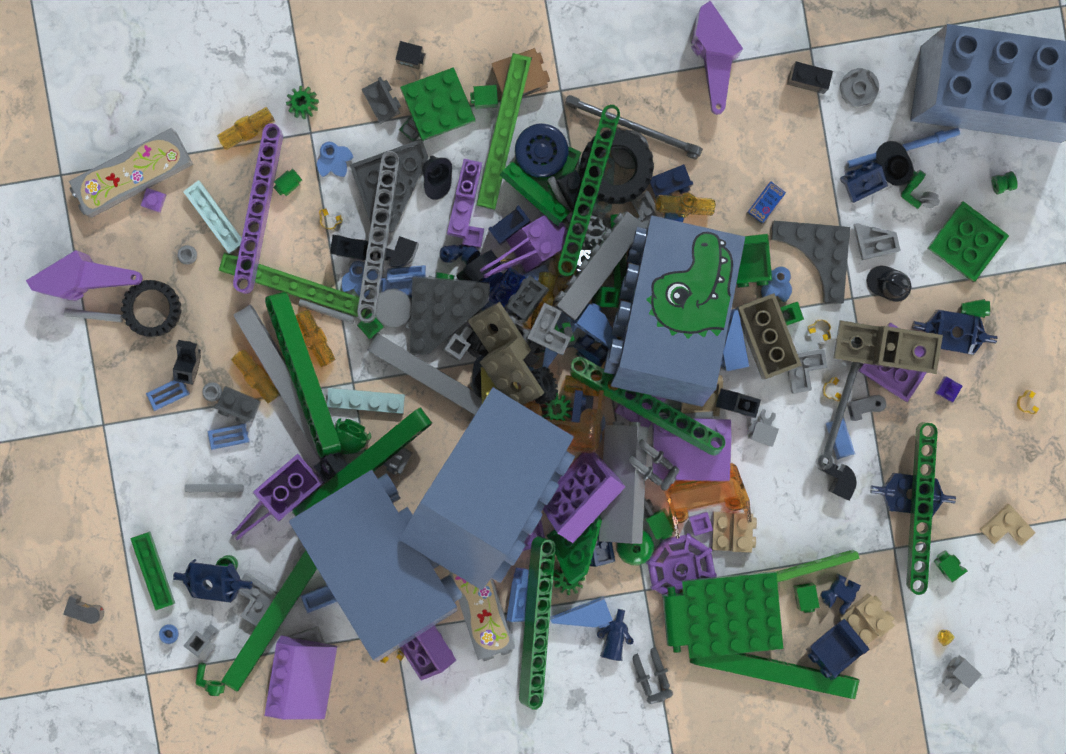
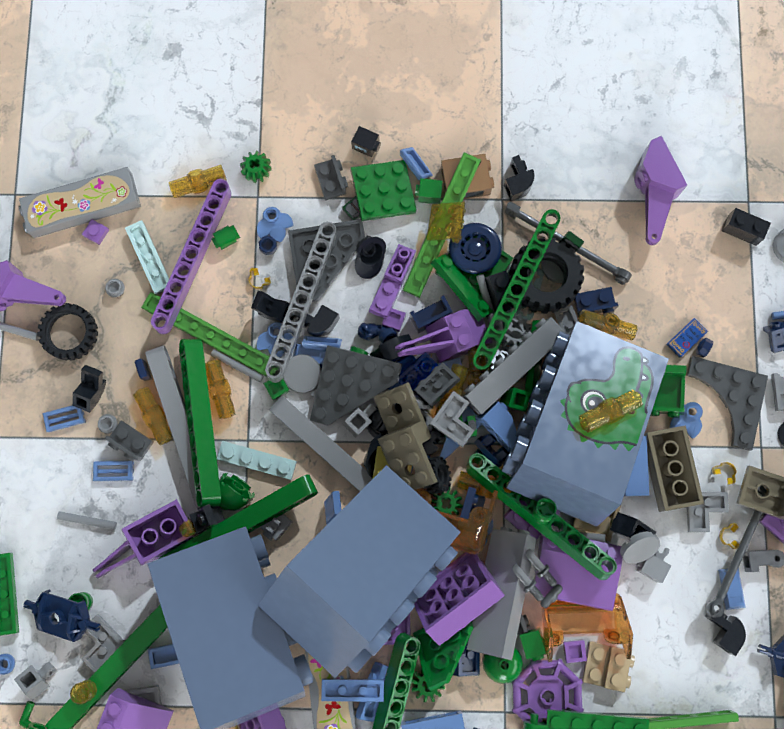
camera: 15 degrees right, 10 degrees down
(234, 333) = (142, 369): none -> dark blue tile
(247, 647) = (78, 692): none -> clear yellow wheel
(314, 480) = (186, 529): none -> clear yellow hinge
(332, 183) = (267, 245): none -> dark blue tile
(449, 434) = (332, 506): none -> medium blue tile
(465, 69) = (415, 163): none -> medium blue tile
(499, 597) = (353, 690): none -> medium blue plate
(507, 129) = (446, 221): none -> clear yellow hinge
(578, 70) = (521, 183): none -> black brick
(636, 128) = (572, 240): none -> dark green tile
(650, 398) = (547, 508): none -> green wheel
(695, 301) = (610, 411): none -> clear yellow piece
(746, 418) = (640, 547): none -> light grey tile
(784, 209) = (704, 347): none -> dark blue tile
(794, 312) = (701, 449): green brick -> none

